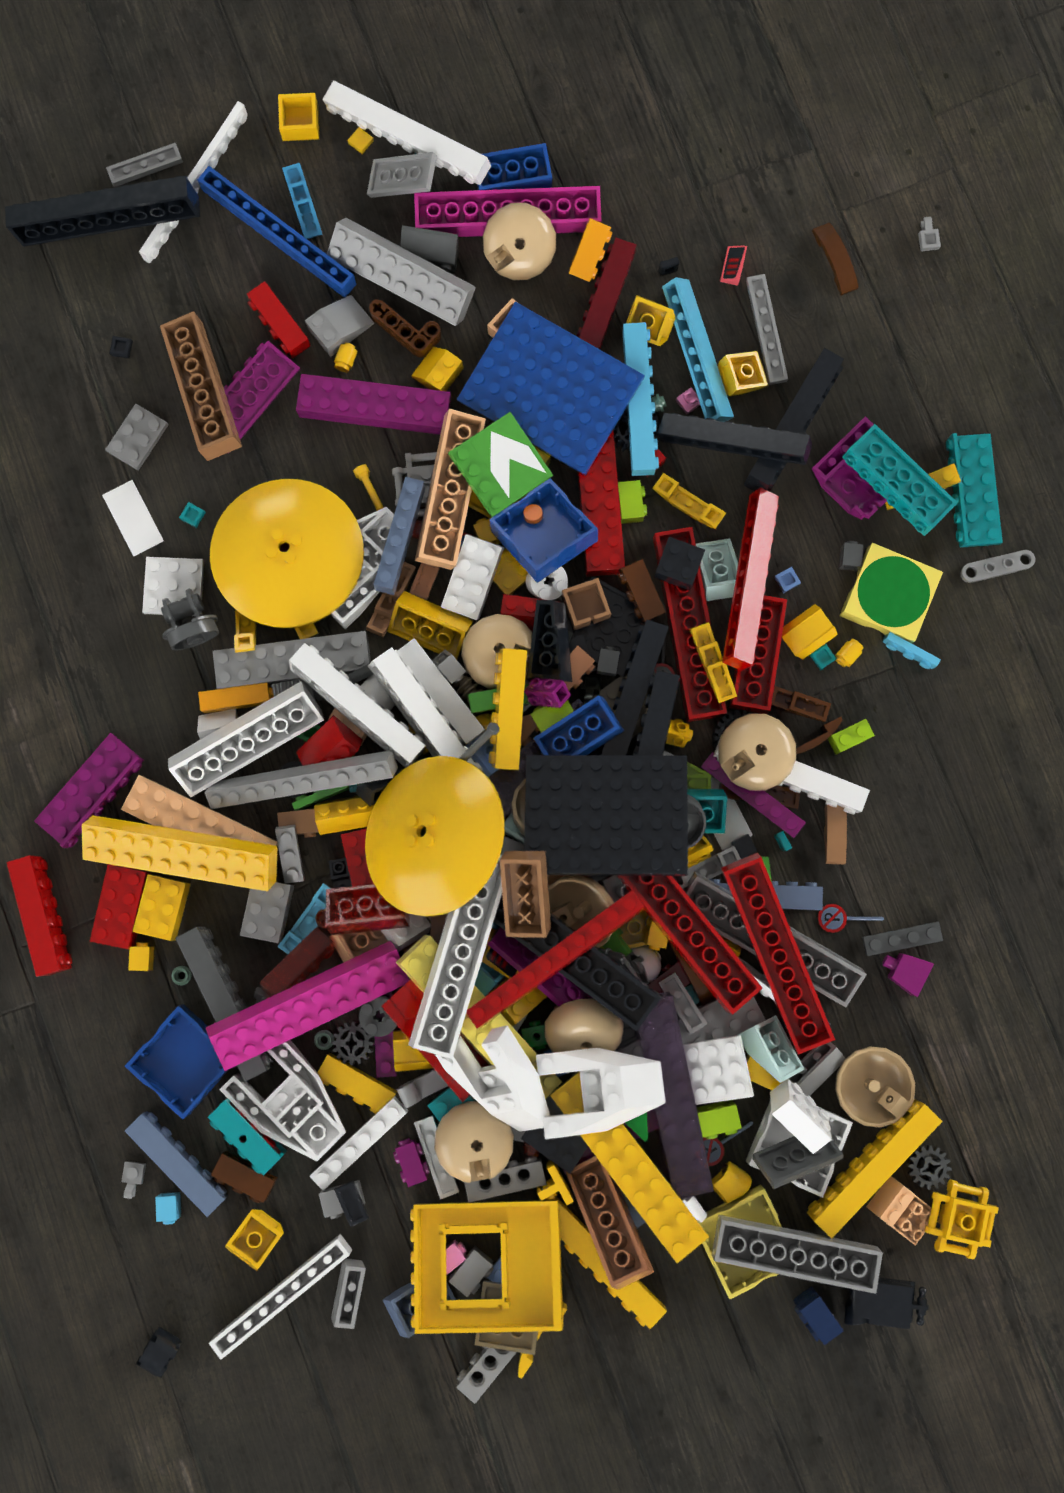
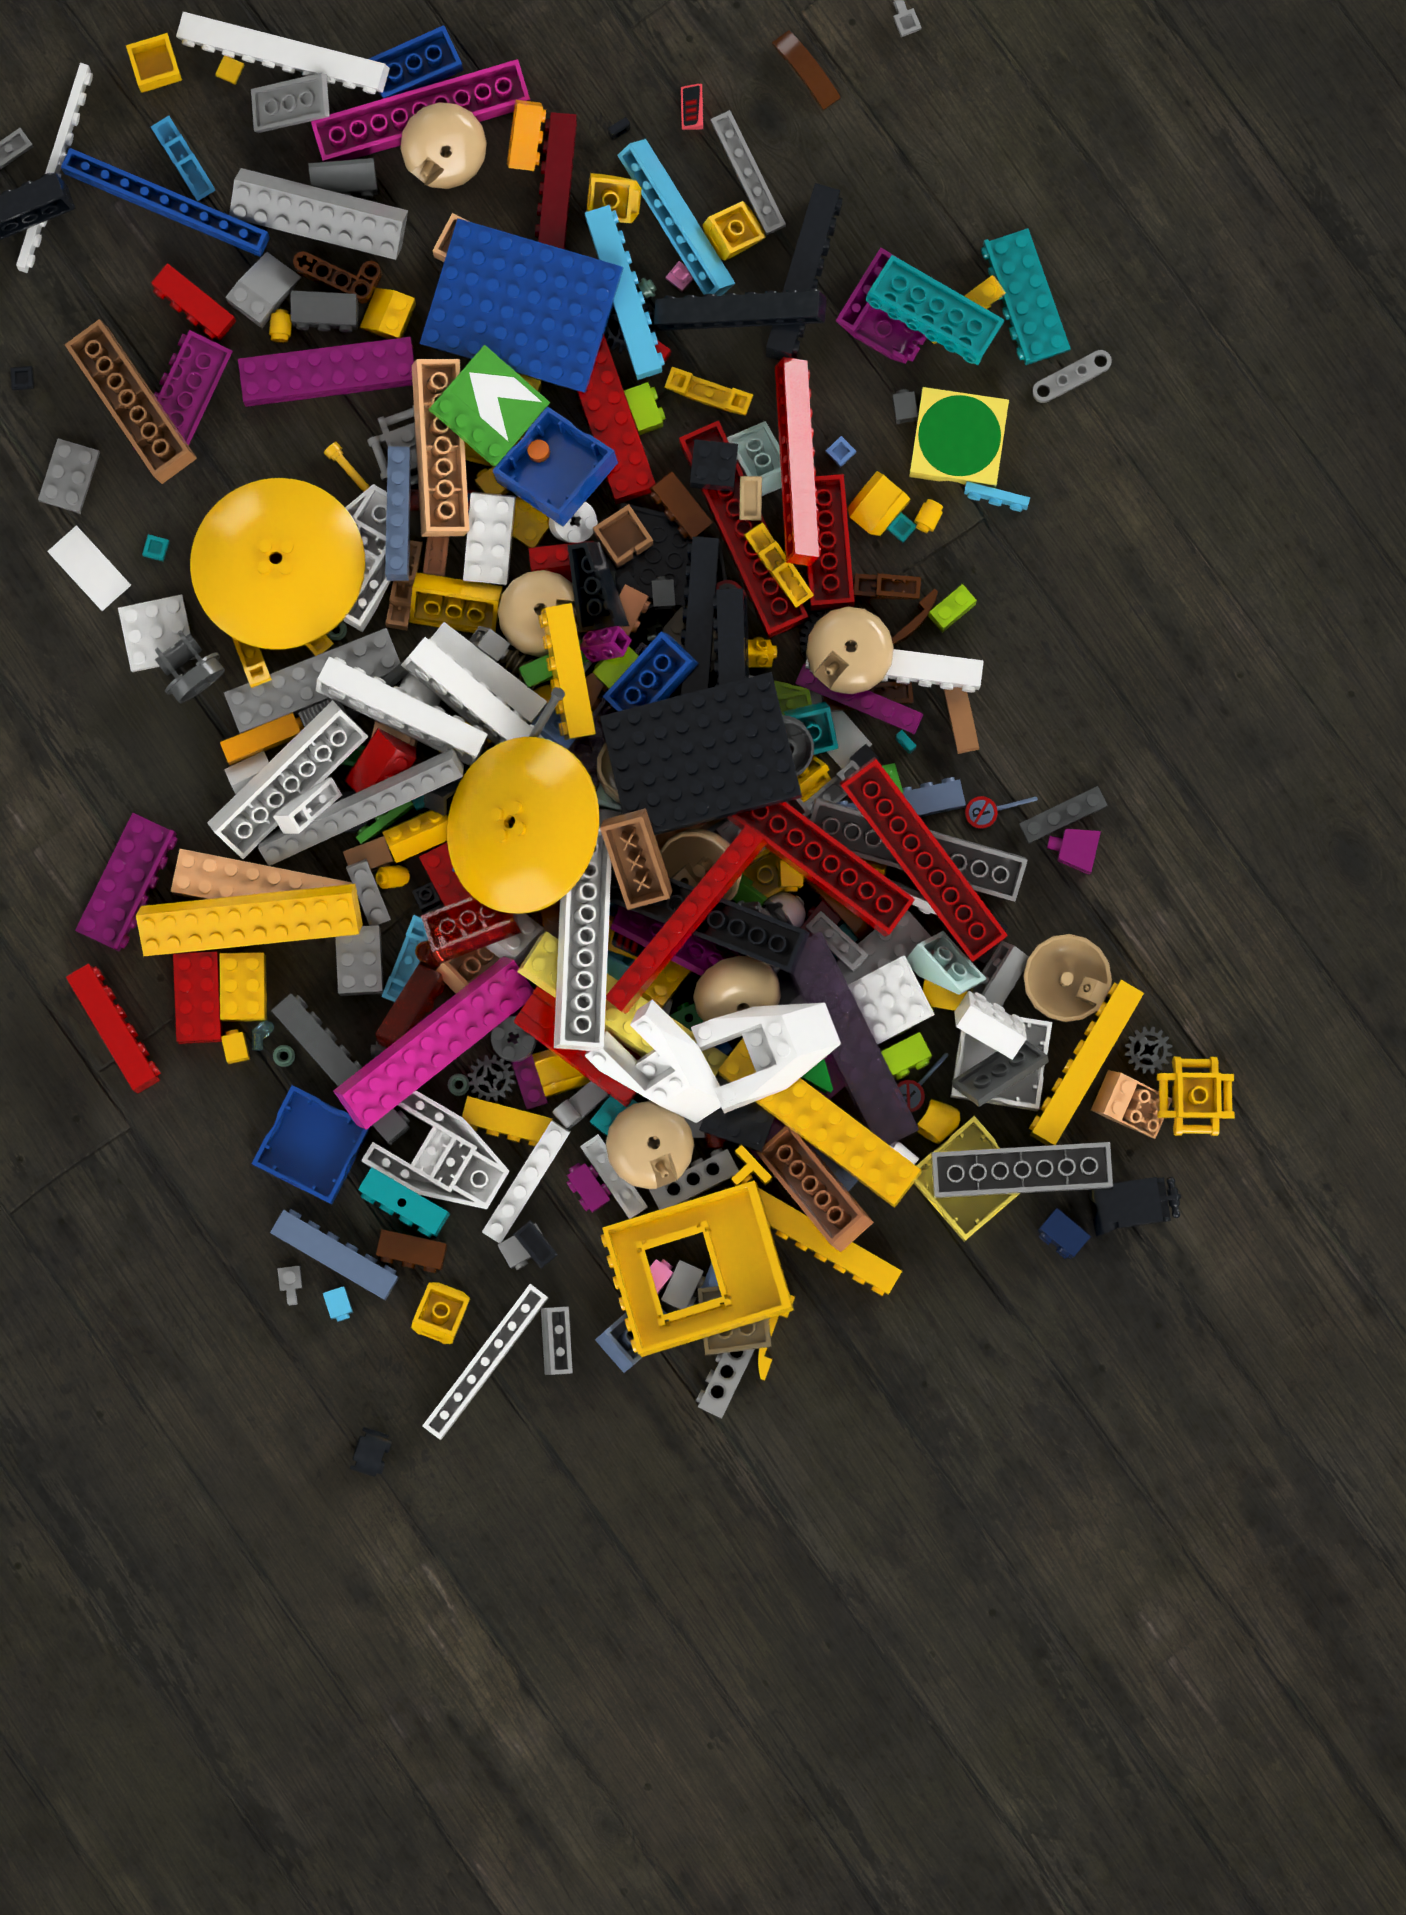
camera: 10 degrees left, 0 degrees up
(166, 950) = (260, 1033): none -> clear light blue arm
(255, 767) = (307, 807): none -> white slope
(314, 845) = (392, 876): none -> yellow brick
(328, 626) = (343, 630): none -> sand green plate
(384, 352) = (324, 311): none -> dark grey slope
(703, 599) = (750, 498): none -> tan tile

